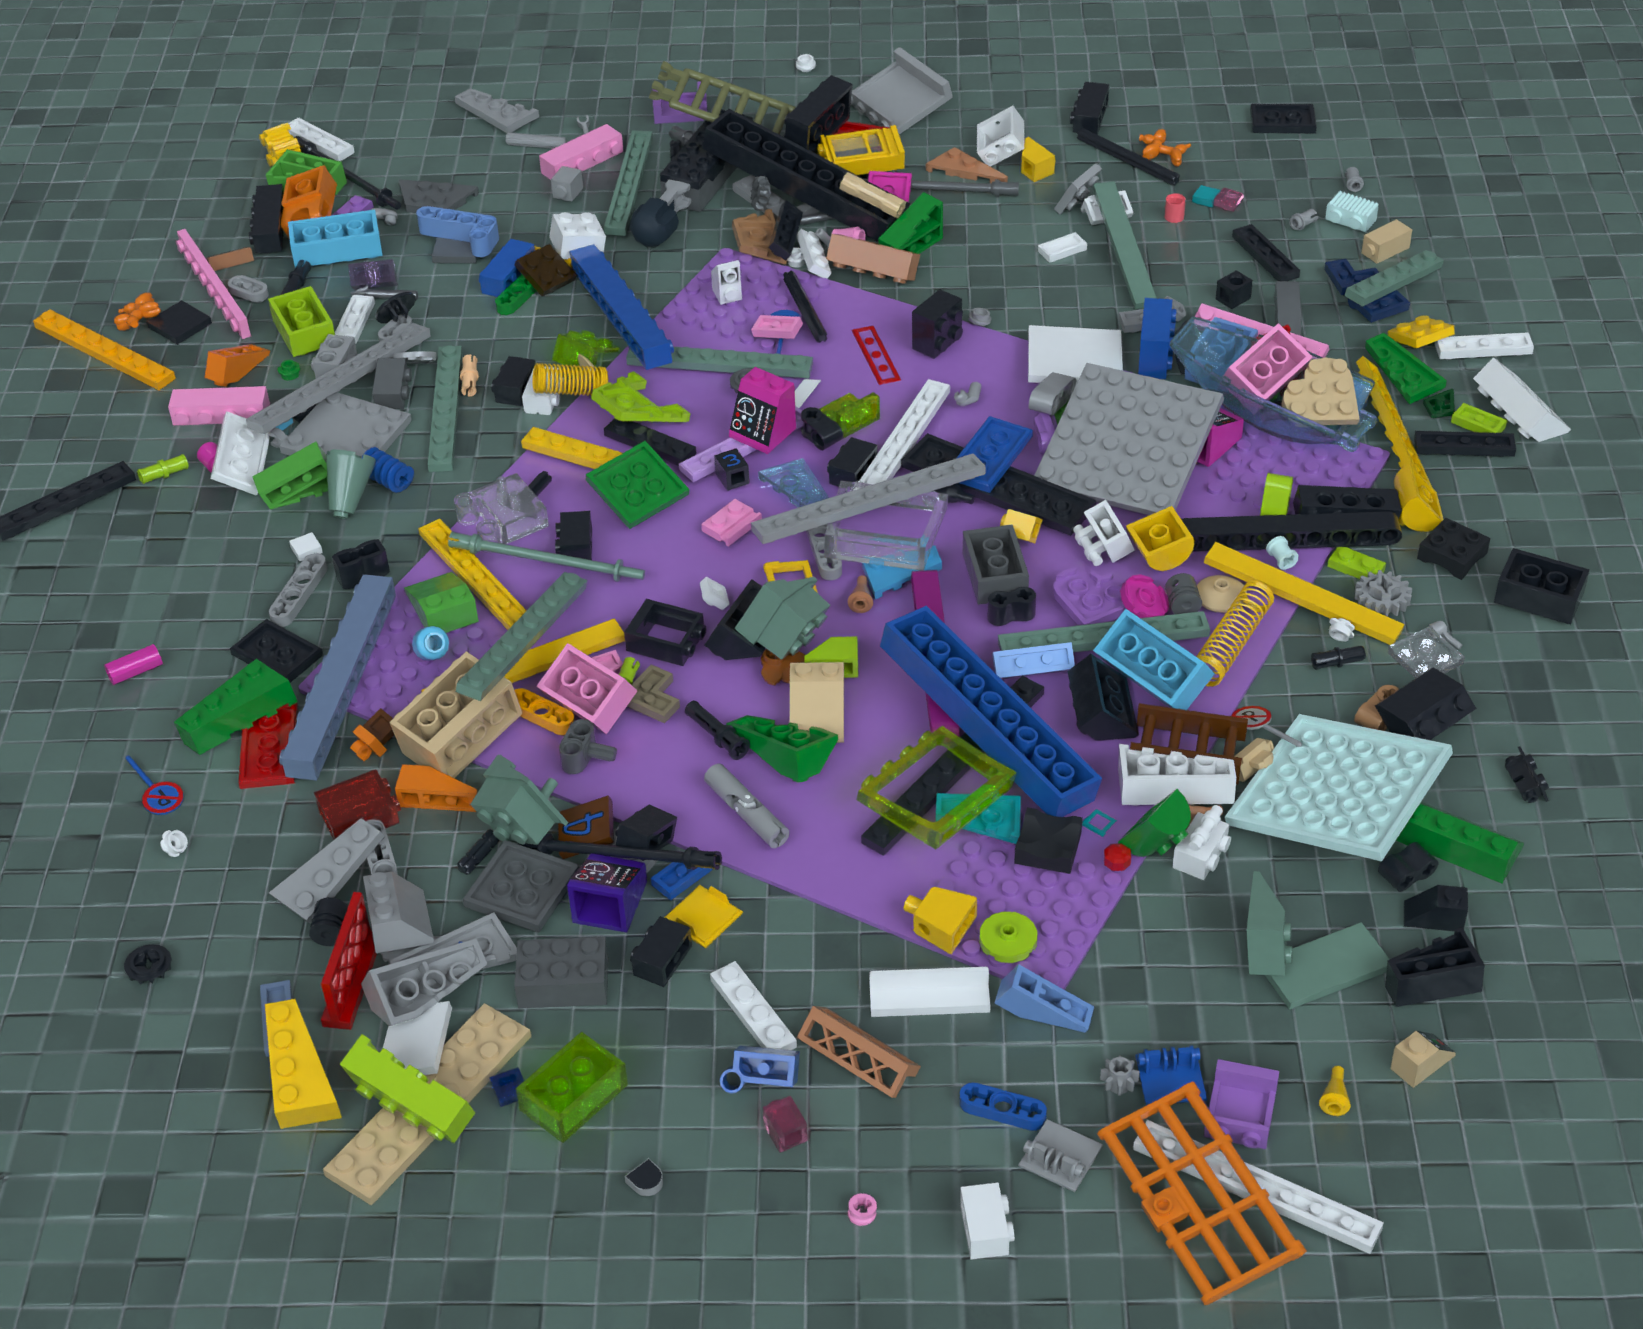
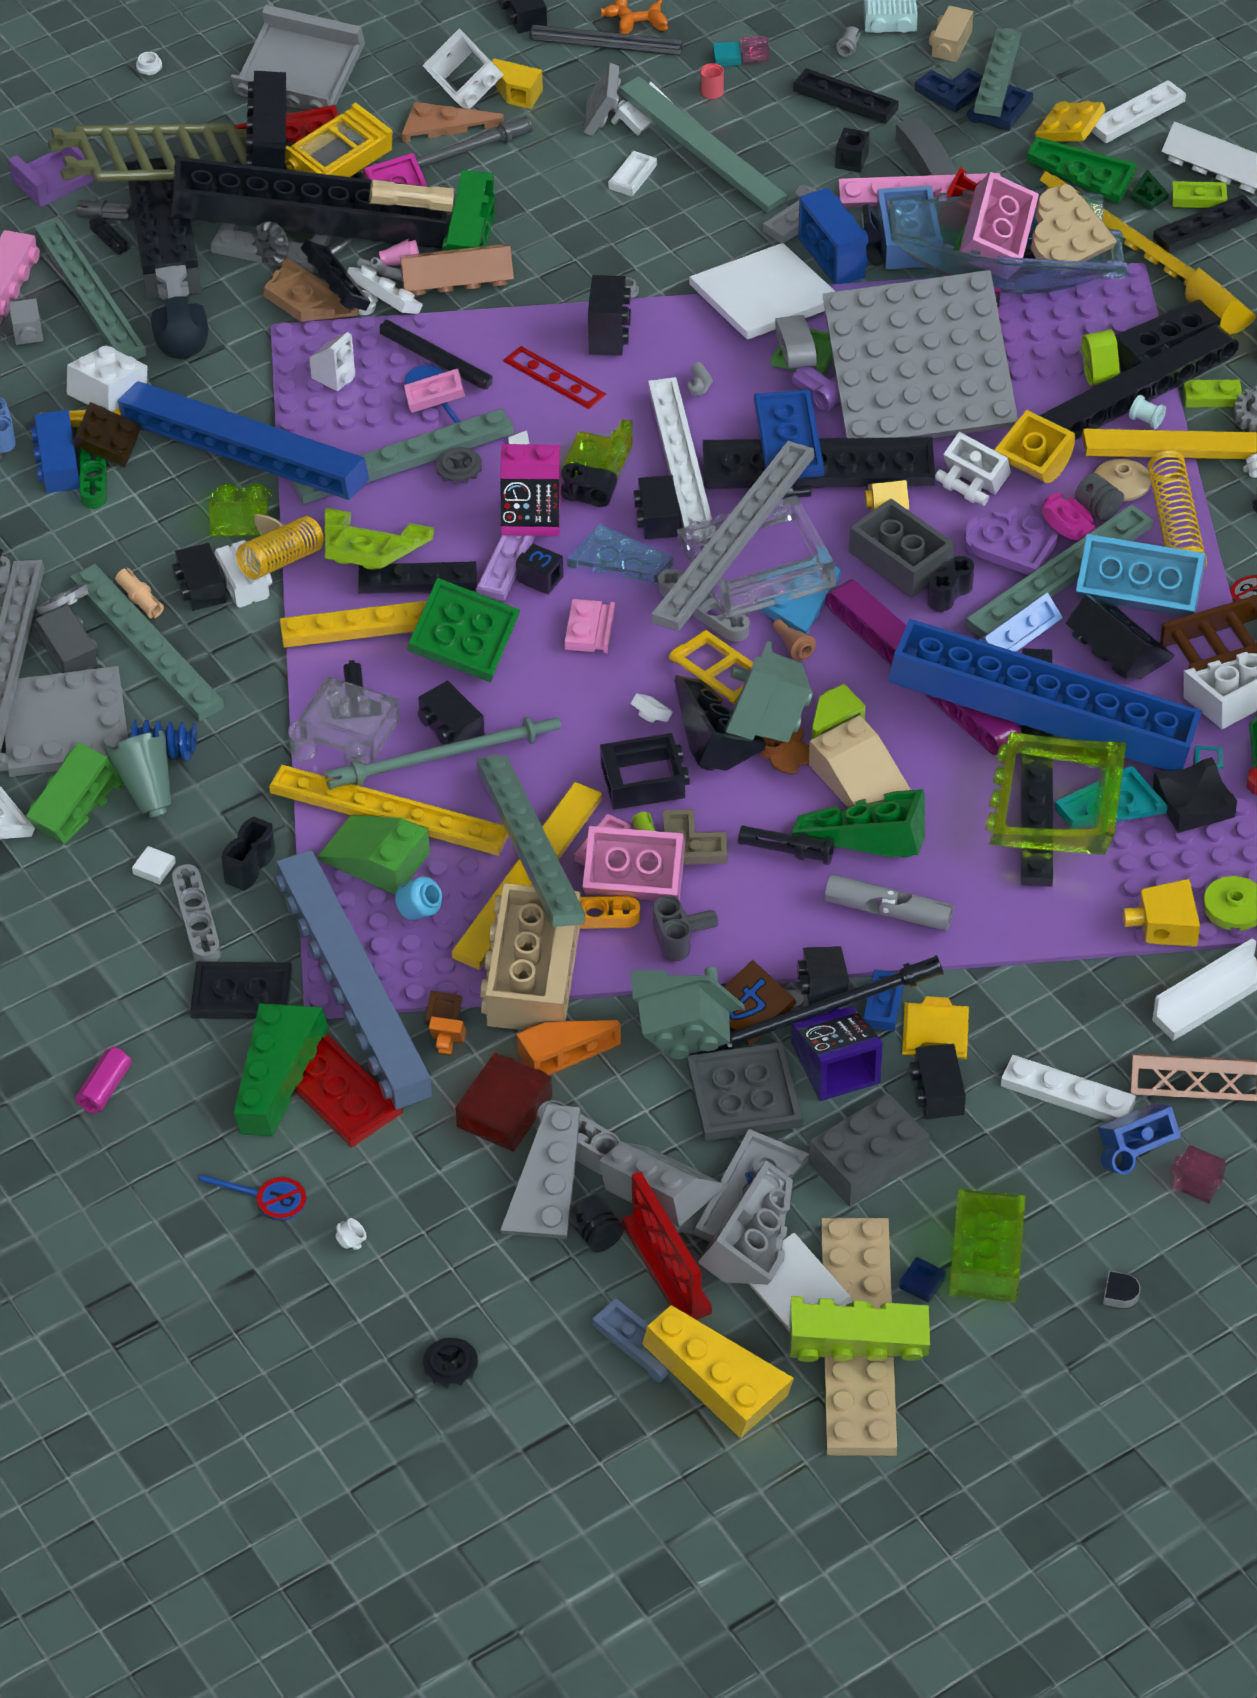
camera: 35 degrees left, 5 degrees up
(477, 852) = (665, 1082): black axle -> none

